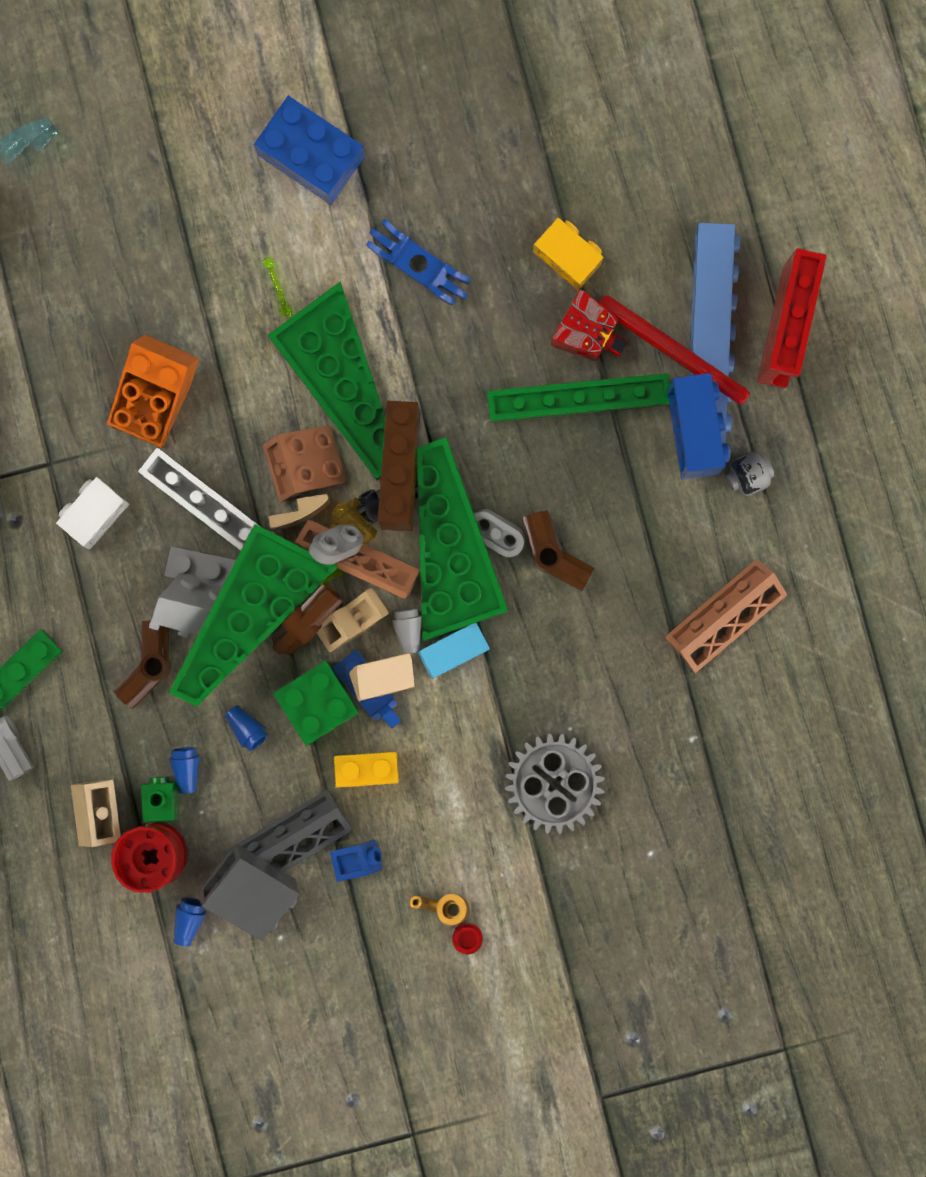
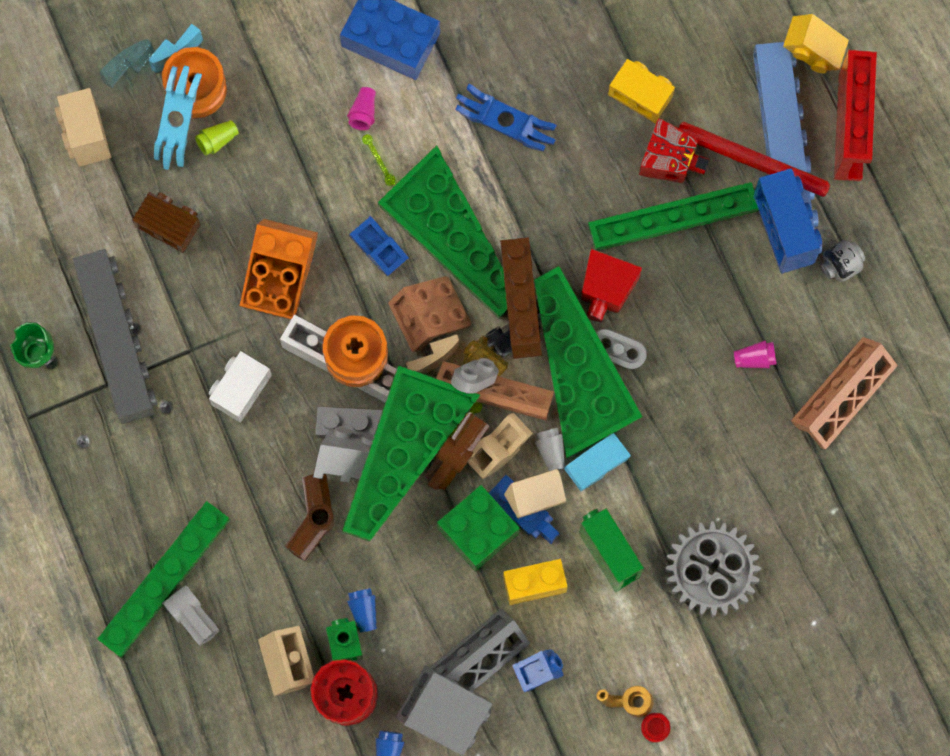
camera: 10 degrees left, 10 degrees down
(42, 322) = (166, 221): none -> reddish brown brick
(64, 193) = (180, 102): none -> medium azure piece
(69, 139) = (191, 38): none -> medium azure slope
(91, 173) = (212, 85): none -> orange wheel
(108, 236) = (215, 137): none -> lime cone
(198, 487) = (355, 334): none -> orange wheel
(246, 728) = (416, 564): blue cone -> none
(262, 382) = (378, 246): none -> blue slope
(268, 230) = (363, 110): none -> dark pink cone
(449, 749) = (610, 549): none -> green brick
(496, 461) = (607, 284): none -> red torso
(541, 538) = (662, 347): reddish brown piece -> none
(640, 562) = (756, 356): none -> dark pink cone
(763, 231) = (815, 43): none -> yellow brick

